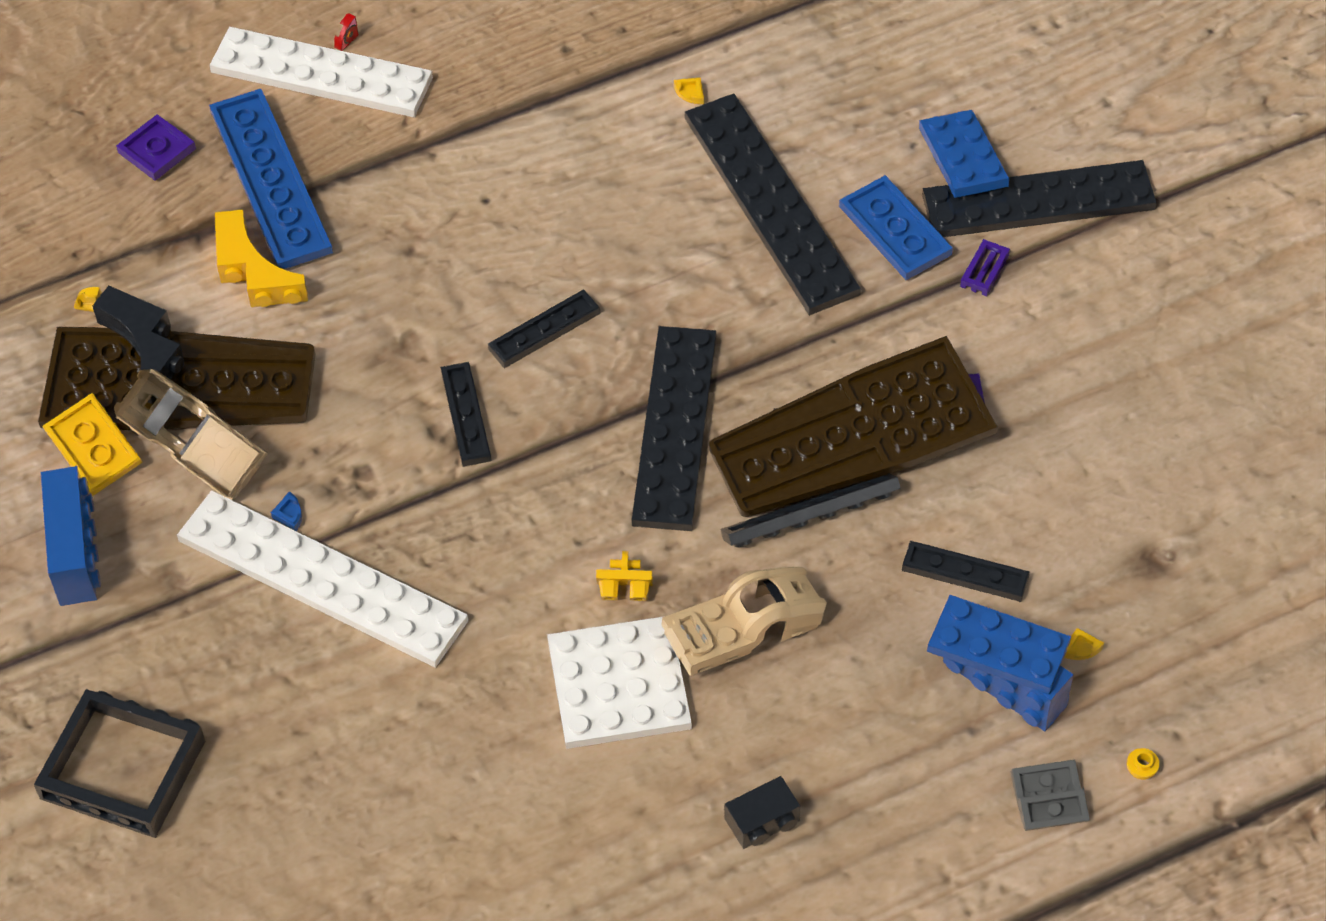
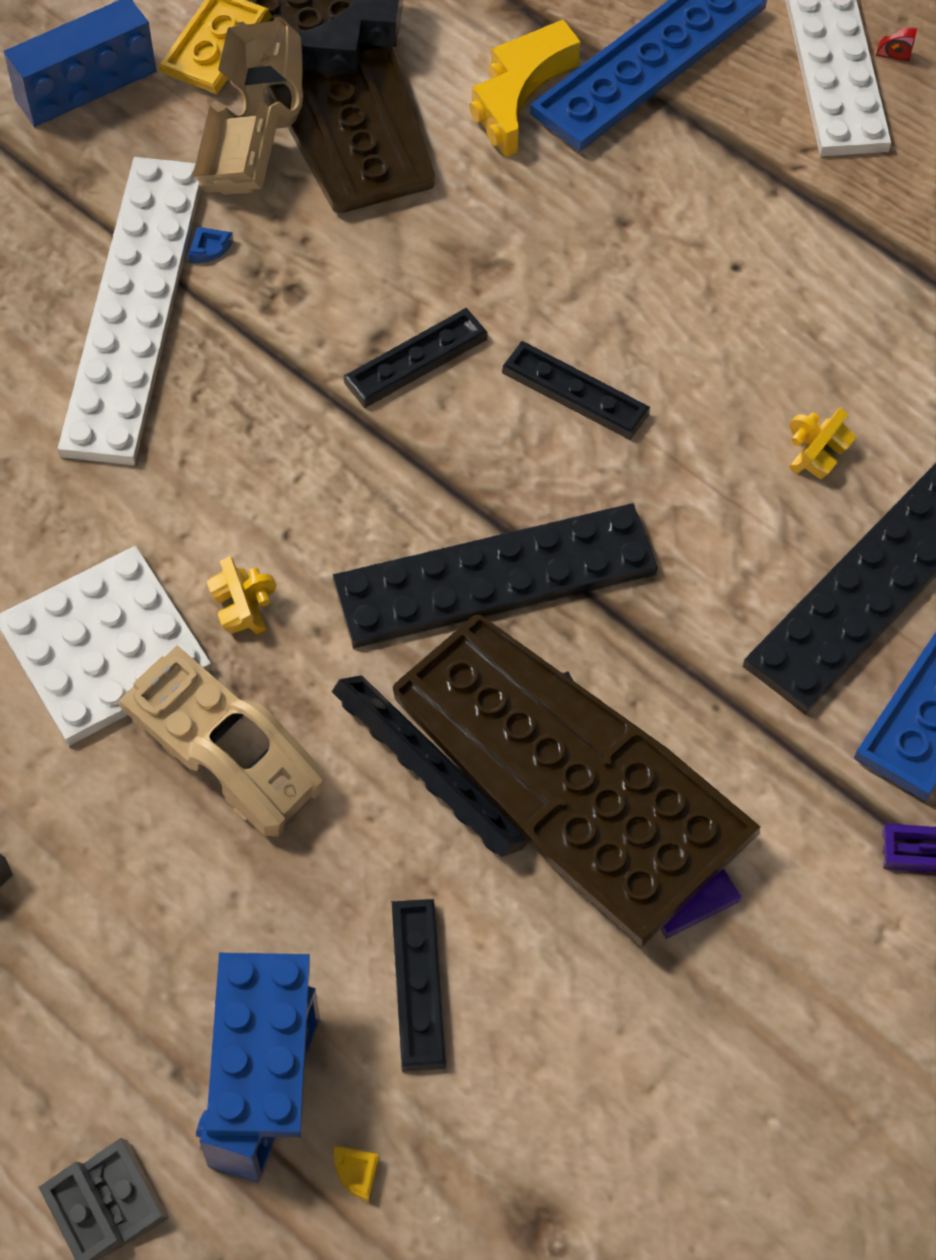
camera: 65 degrees right, 5 degrees up
(660, 203) = (830, 432): none -> yellow hips

